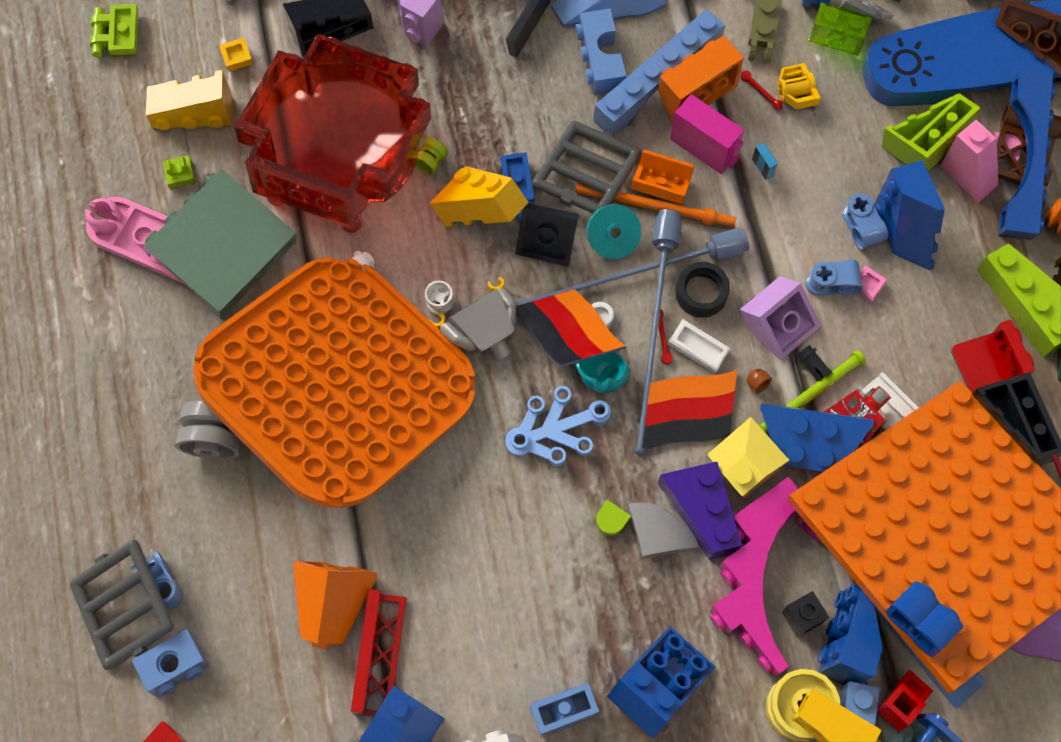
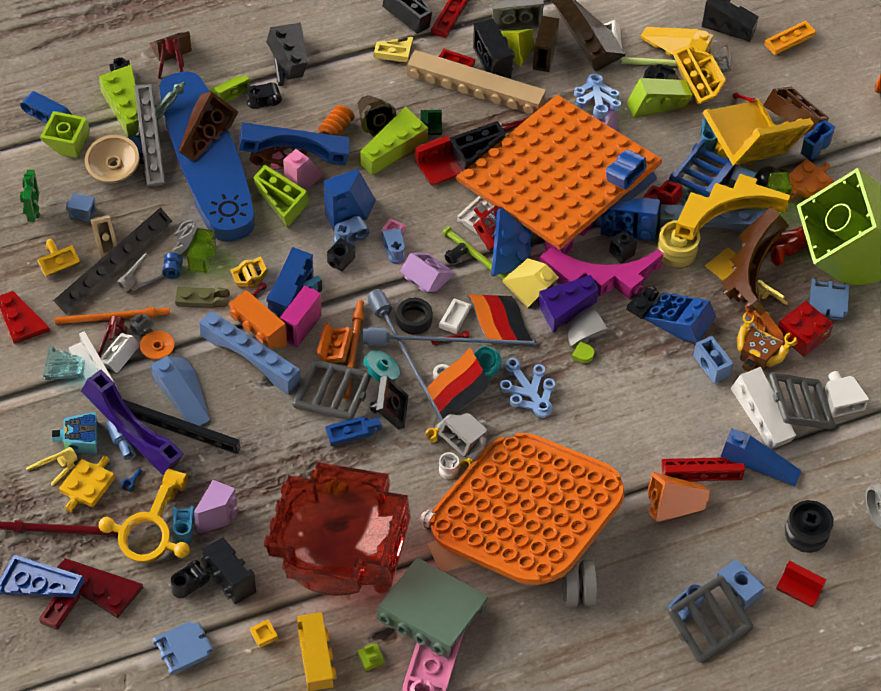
camera: 100 degrees left, 15 degrees down
(478, 196) = (373, 440): yellow wedge -> none
(597, 31) = (220, 397): medium blue arch -> none
(692, 624) = (641, 305): none -> black plate
(758, 380) = (473, 281): dark orange hinge -> none
(781, 131) = (295, 272): none -> blue wedge
(820, 214) = (341, 254): none -> black brick

